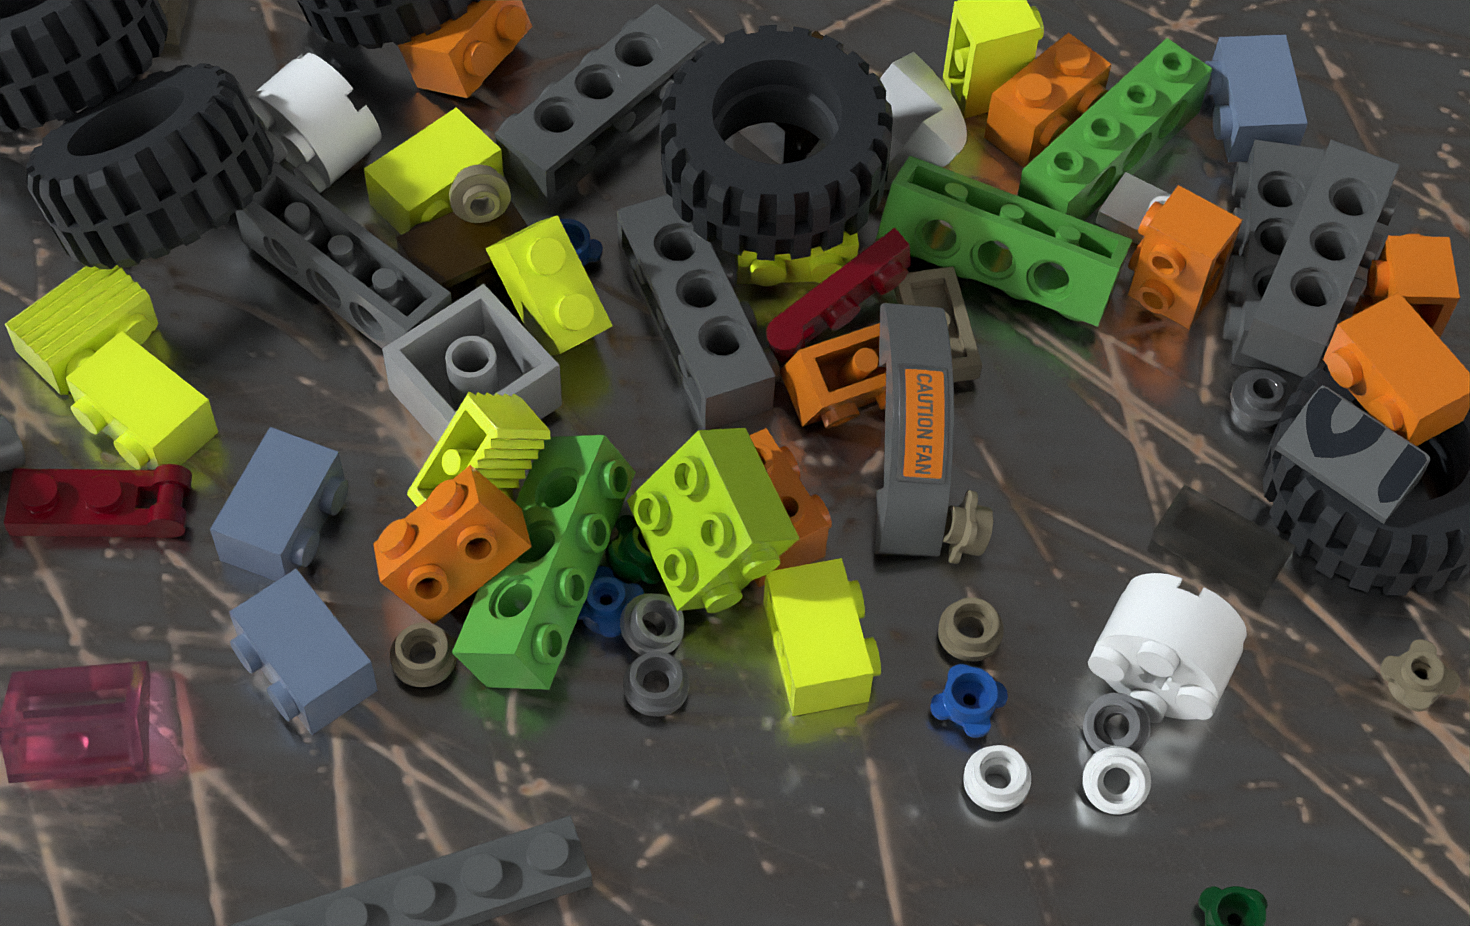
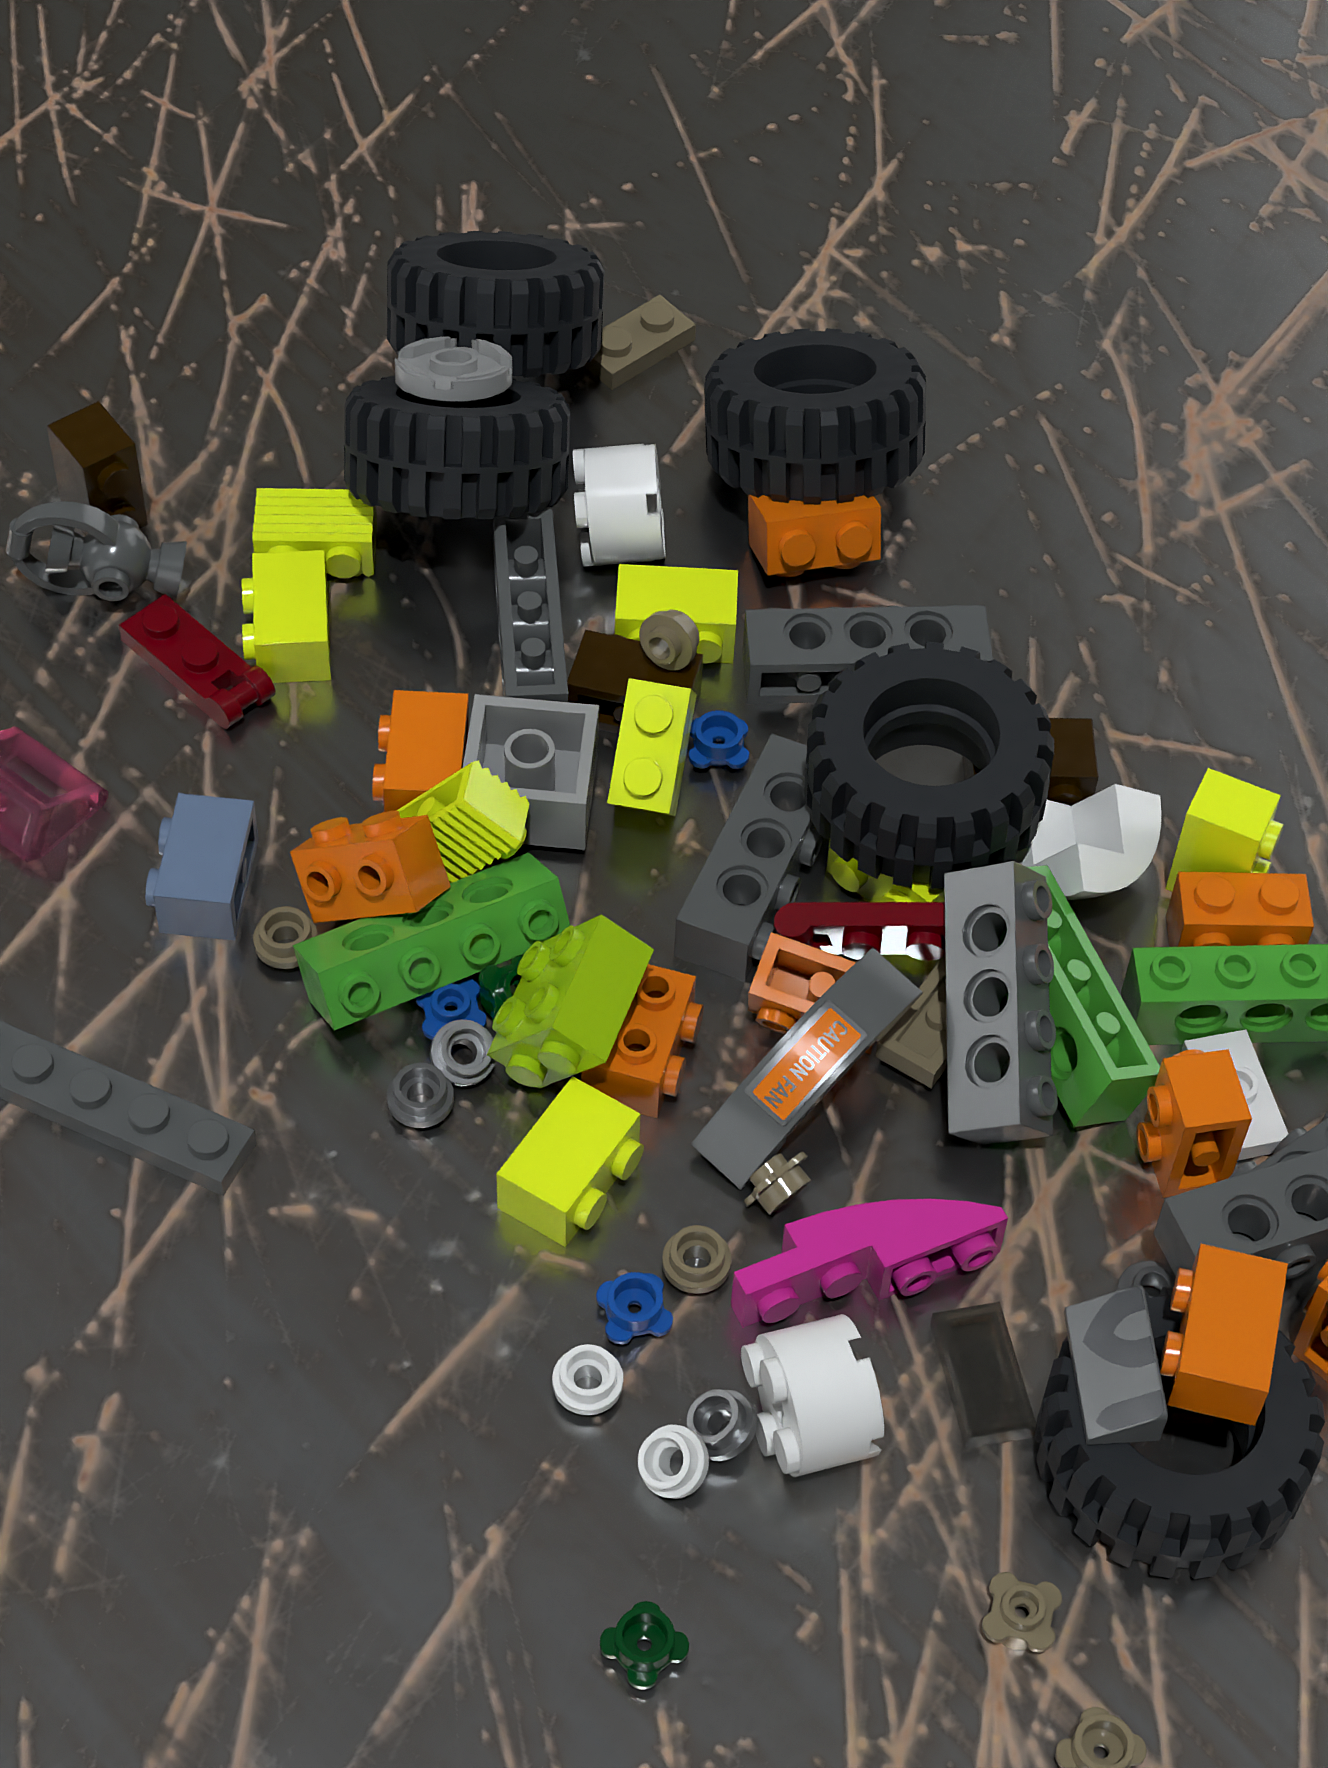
camera: 45 degrees right, 5 degrees down
(106, 105) = (452, 373): none -> light grey plate
(280, 506) = (302, 756): sand blue brick -> none
(376, 427) = (422, 743): none -> orange brick
(916, 218) = (978, 976): none -> dark grey brick
(1074, 520) = (889, 1243): none -> dark pink slope

